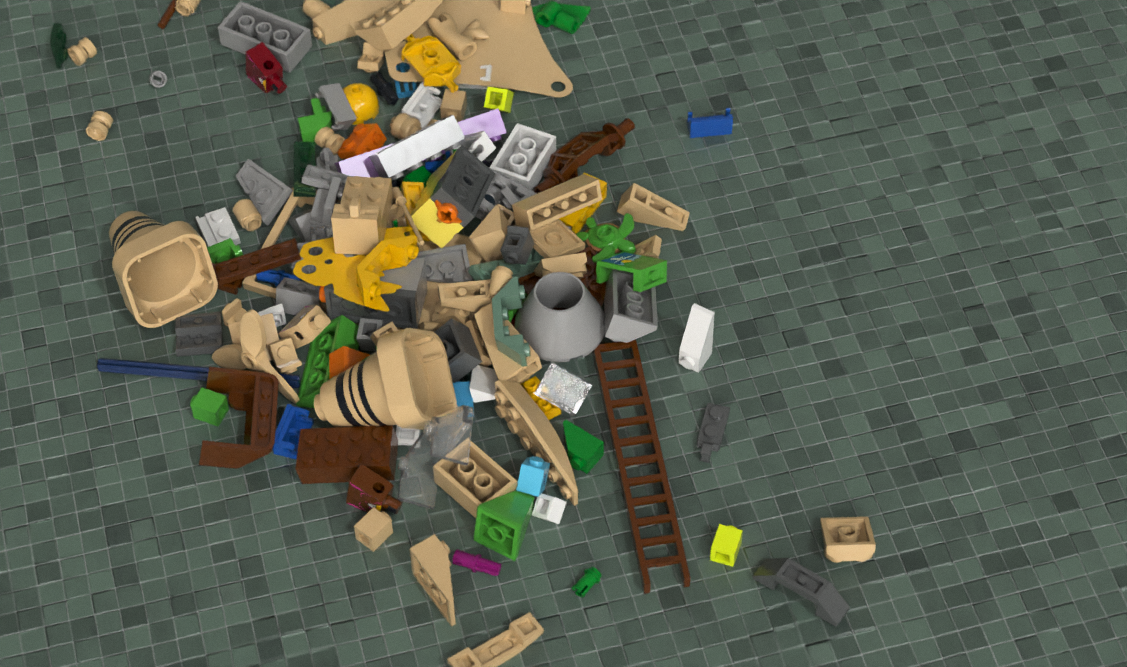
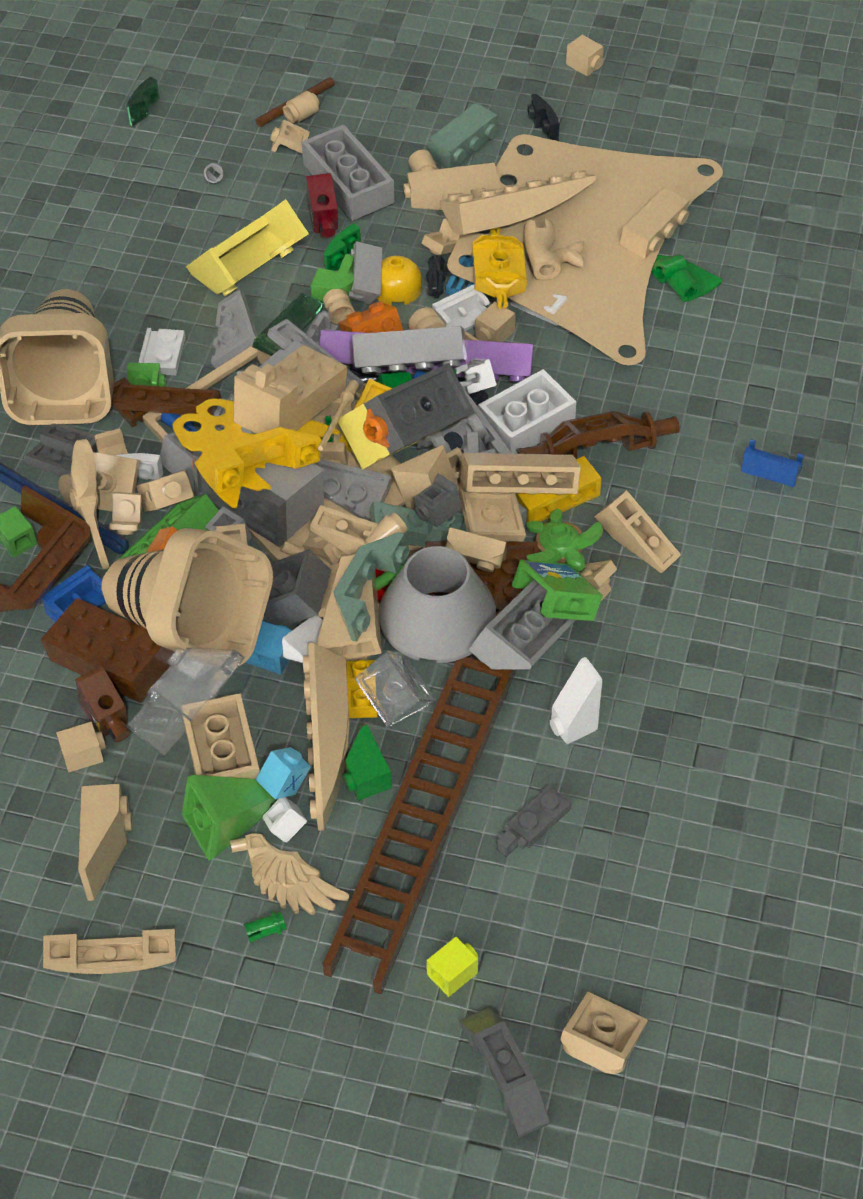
camera: 30 degrees right, 0 degrees up
(82, 51) = (155, 118): tan wheel -> none
(99, 125) = (122, 196): tan wheel -> none
(196, 26) = (289, 136): none -> tan bracket
(228, 124) = (248, 249): none -> light yellow windscreen
(247, 215) = (199, 348): tan brick -> none
(300, 93) = (340, 246): none -> green slope
(476, 563) = (161, 841): magenta axle -> none
(498, 98) = (546, 337): neon yellow brick -> none
(575, 544) = (287, 876): none -> tan animal

